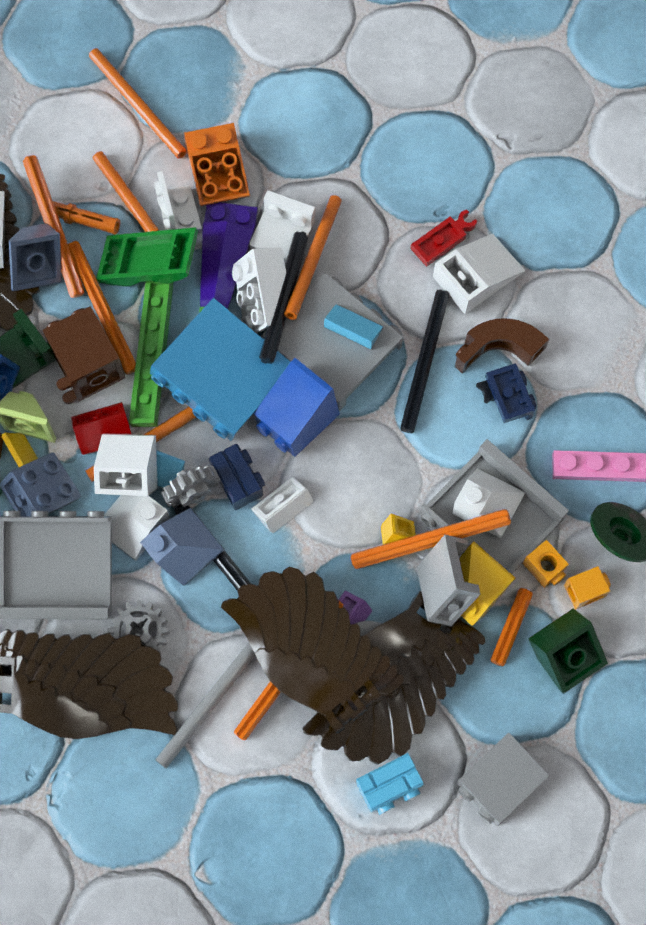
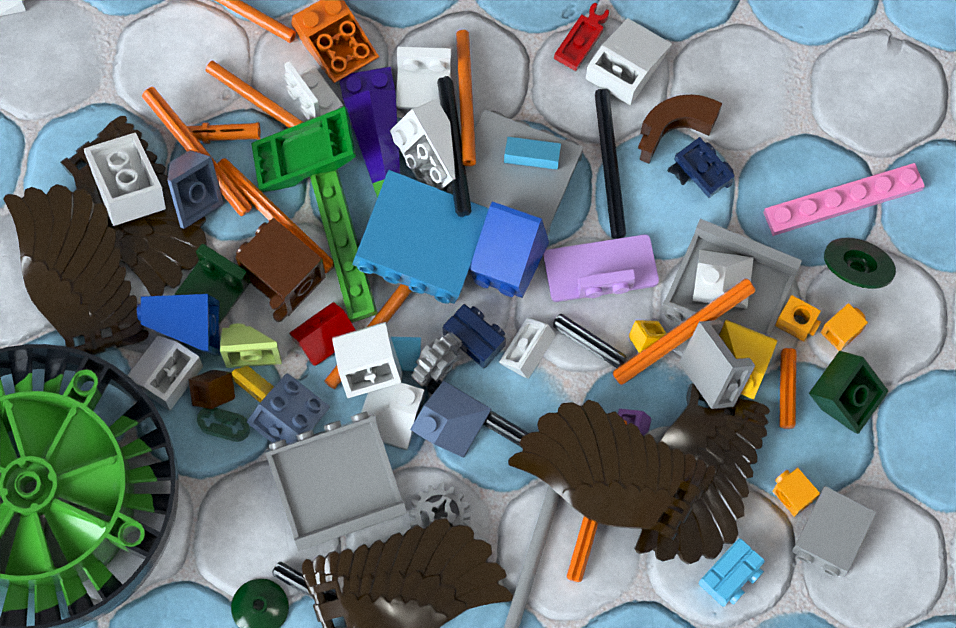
camera: 20 degrees left, 0 degrees up
(341, 518) = (589, 341): none -> black axle
(378, 454) = (600, 268): none -> lavender bracket
(480, 727) = (795, 491): none -> light orange brick

